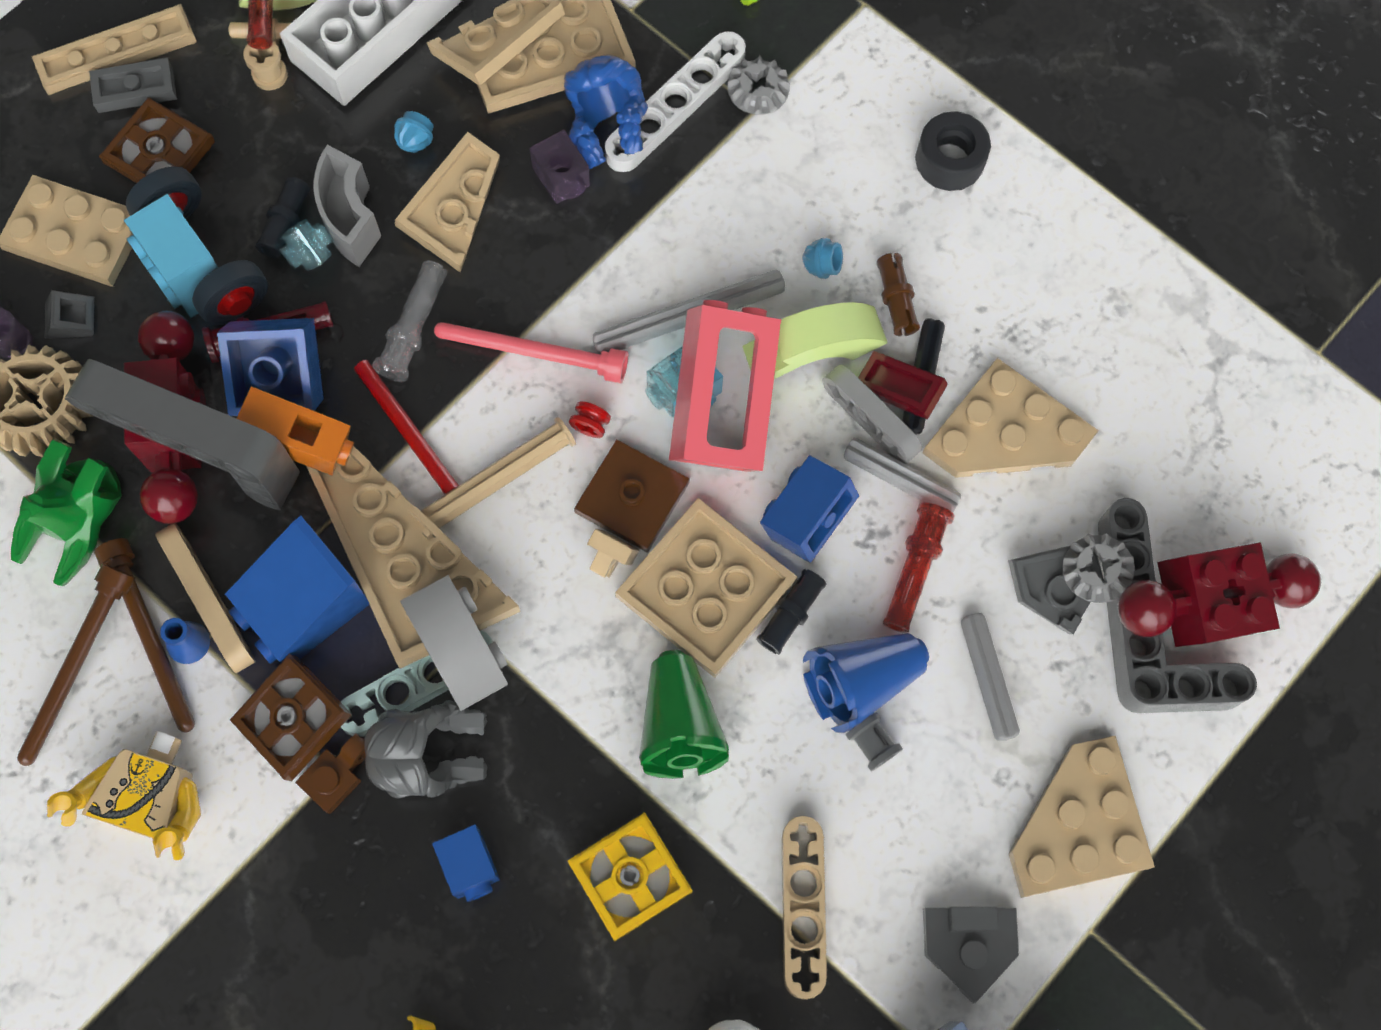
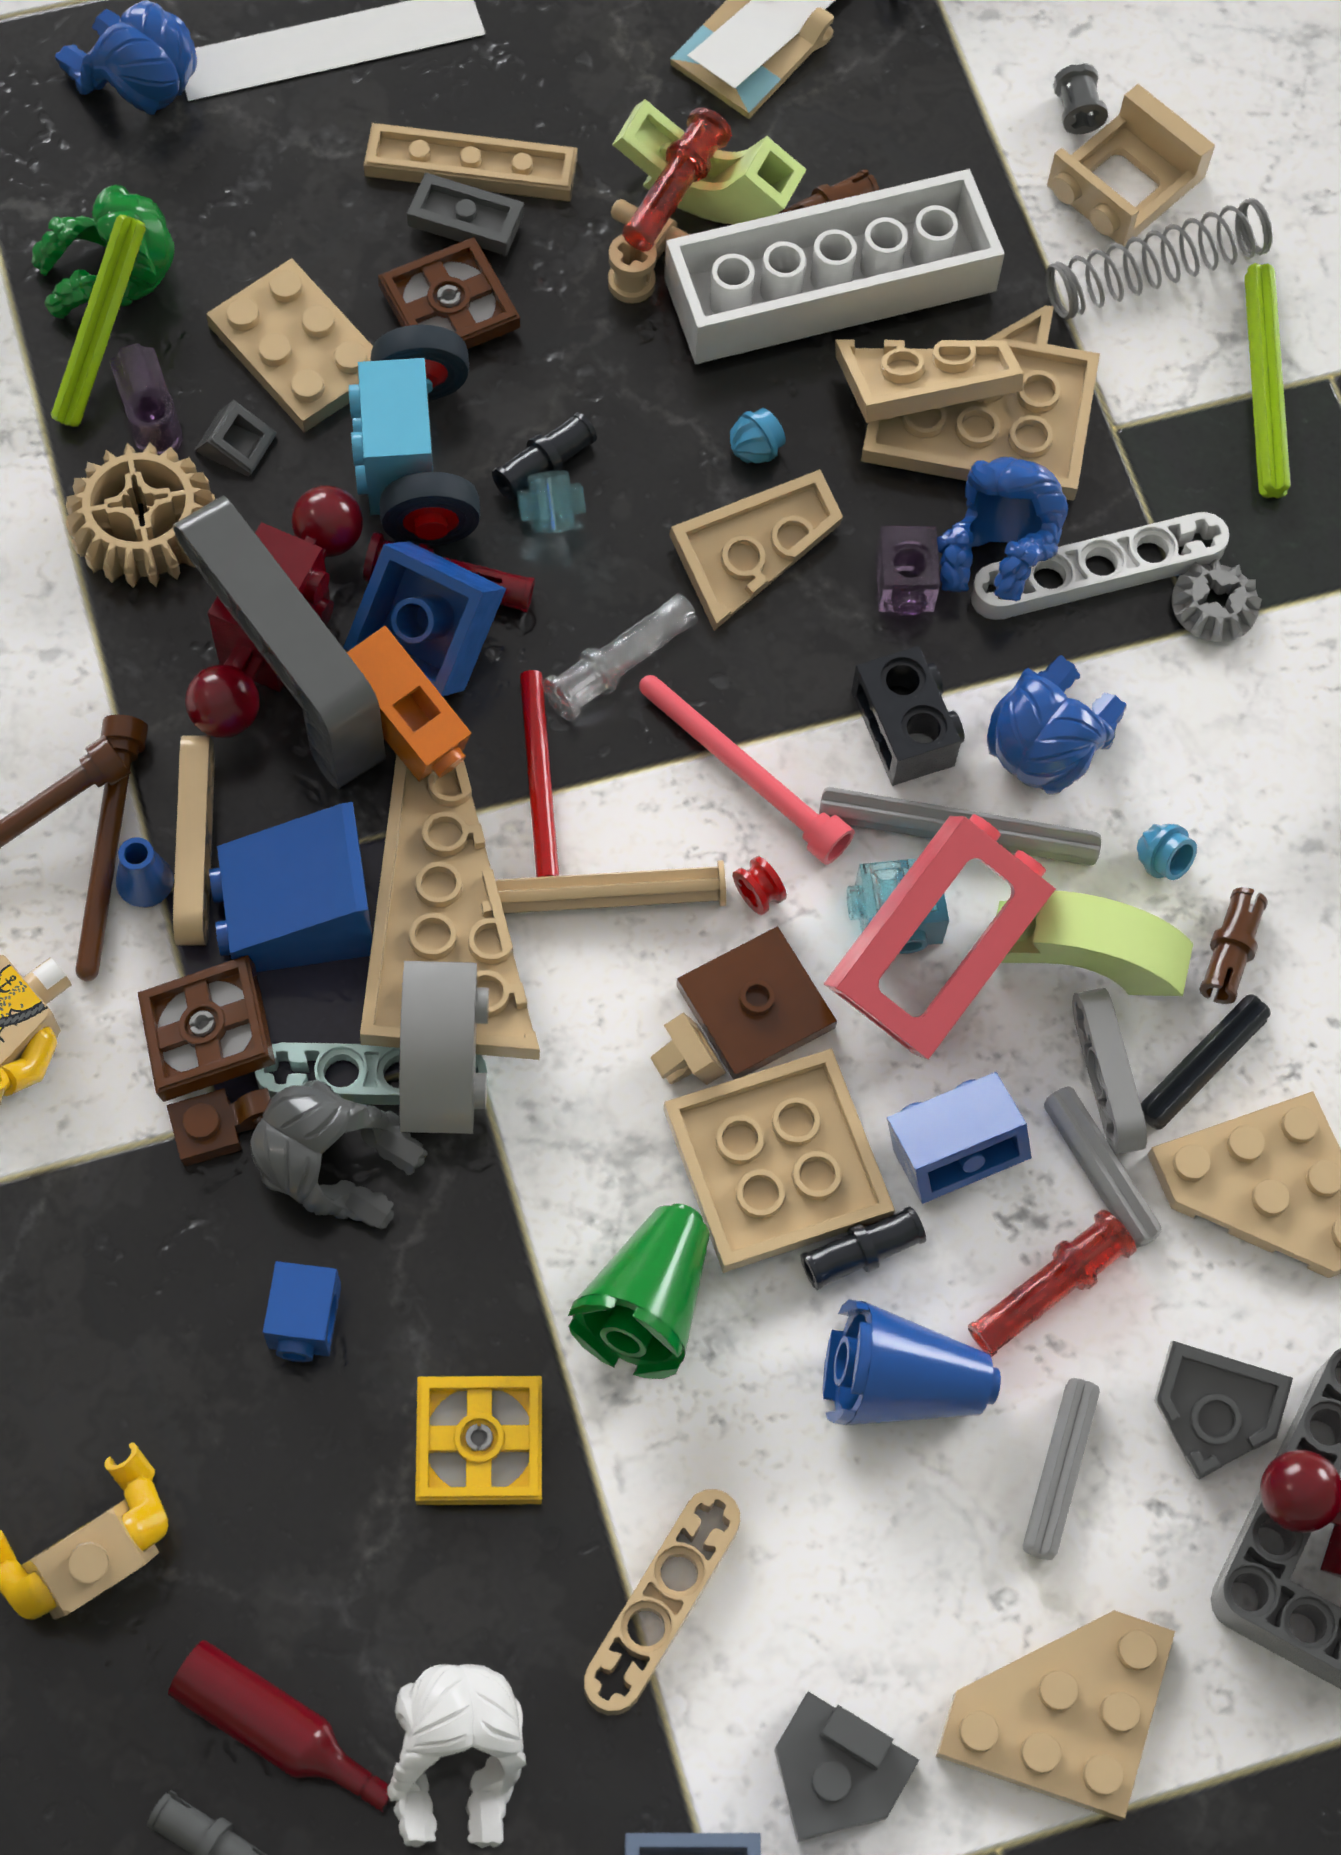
camera: 30 degrees right, 5 degrees down
(68, 506) = (103, 651): green piece -> none
(340, 197) = (619, 473): light grey brick -> none
(609, 265) = (895, 716): none -> black brick
(709, 224) = (1046, 734): none -> blue hair
(874, 741) = (867, 1459): dark grey bush -> none
(902, 384) = (1168, 1055): dark red tile -> none
(1087, 584) = (1249, 1424): light grey gear -> none

